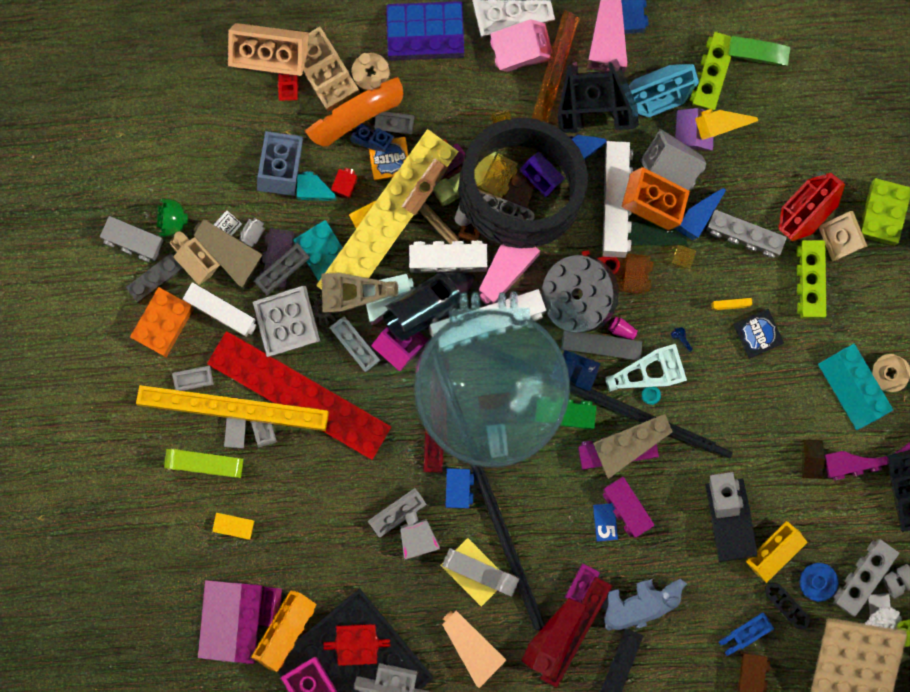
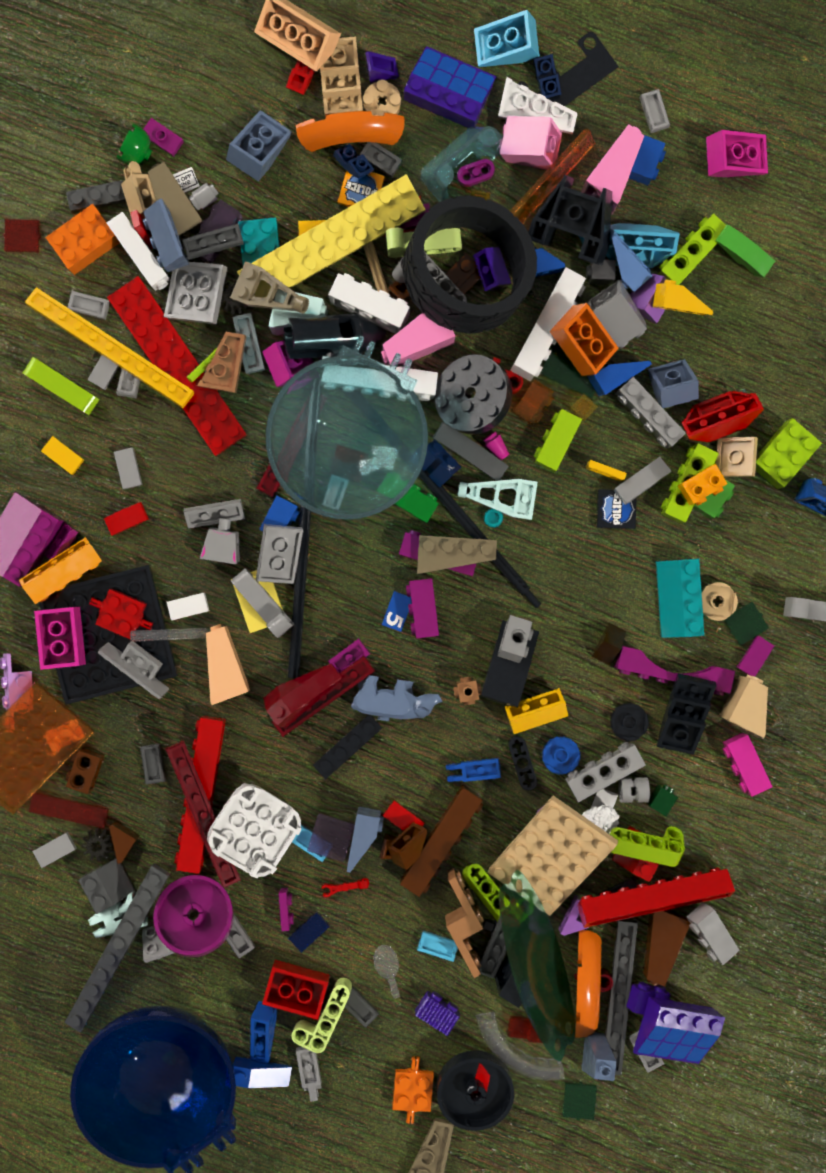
camera: 25 degrees right, 5 degrees up
(102, 345) = (21, 235): none -> clear red piece
(131, 239) = (90, 150): light grey brick -> none
(190, 196) = (163, 137): none -> magenta plate
(214, 288) = (138, 225): none -> red tile
(239, 286) = (164, 236): none -> sand blue slope
(298, 509) = (128, 468): none -> light grey tile
(312, 188) = (276, 182): teal slope -> none
(318, 556) = (126, 518): none -> red slope
(327, 376) = (201, 368): none -> lime bar
(344, 183) = (309, 191): red brick -> none
(344, 375) = (226, 364): none -> nougat wing
(356, 43) = (380, 67): none -> dark purple slope
(409, 642) = (168, 634): none -> clear axle
(412, 609) = (188, 606): none -> white tile
(417, 197) = (389, 218): medium nougat piece -> none
(450, 111) = (478, 139): none -> clear light blue windscreen
(474, 521) = (279, 554): none -> light grey tile
(484, 95) = (473, 170): none -> magenta plate
(499, 175) = (452, 250): clear yellow bracket -> none
(643, 131) = (601, 273): none -> flat silver brick
(666, 114) = (631, 267): none -> medium blue slope
(674, 298) = (557, 440): none -> lime brick
(680, 333) = (545, 474): clear blue hand -> none
(698, 567) = (464, 683): none -> medium nougat brick
(754, 197) = (674, 383): none -> sand blue slope
(769, 297) = (642, 480): none -> light grey tile
(824, 276) = (703, 484): none -> light orange brick
(839, 280) = (713, 506): none -> bright green brick
(865, 521) = (629, 721): none -> black tile

